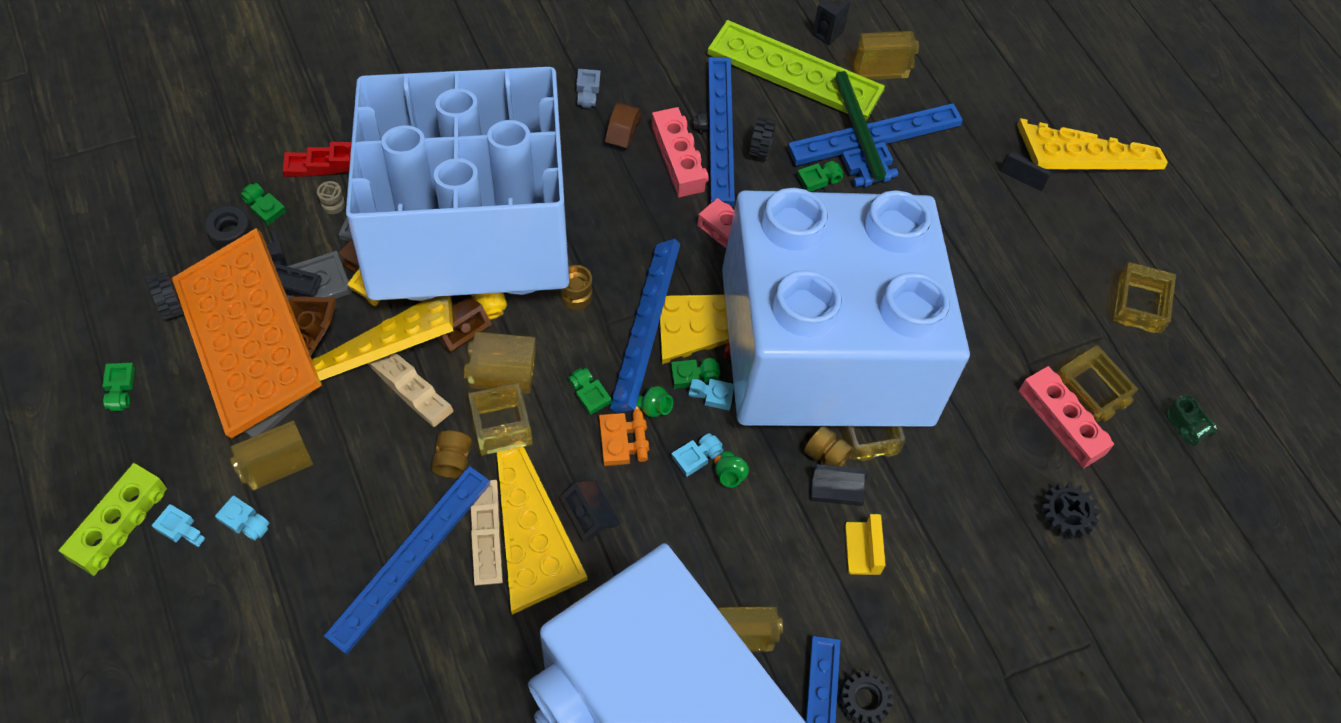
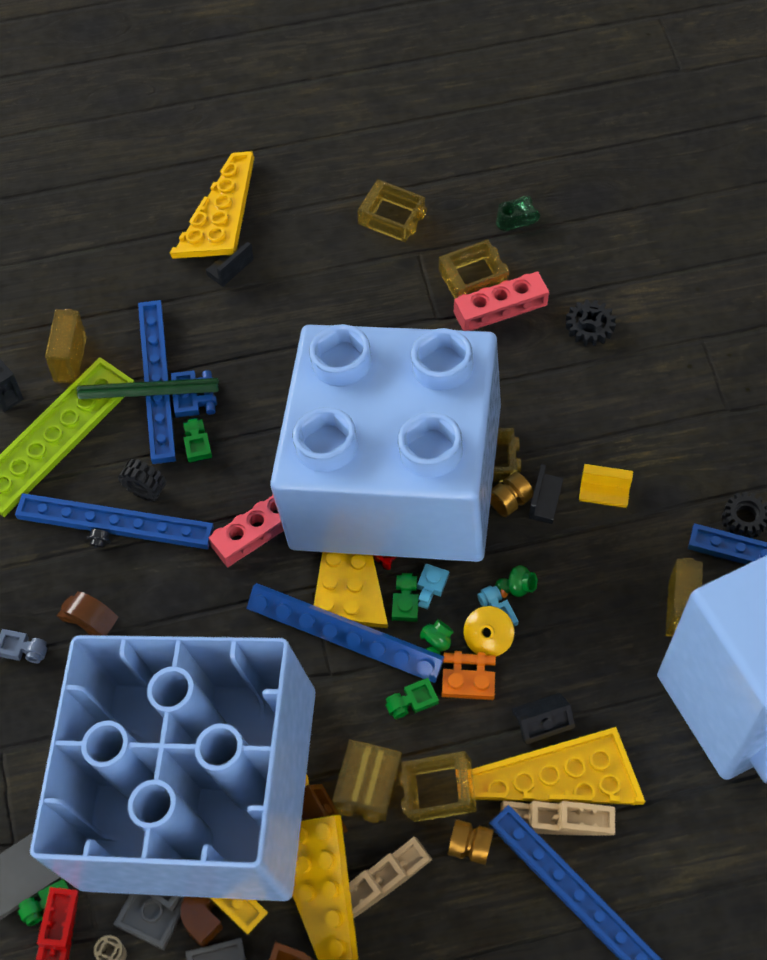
camera: 75 degrees left, 0 degrees up
(670, 447) = (501, 631): none -> yellow dish
(679, 152) = (146, 573): coral brick -> none

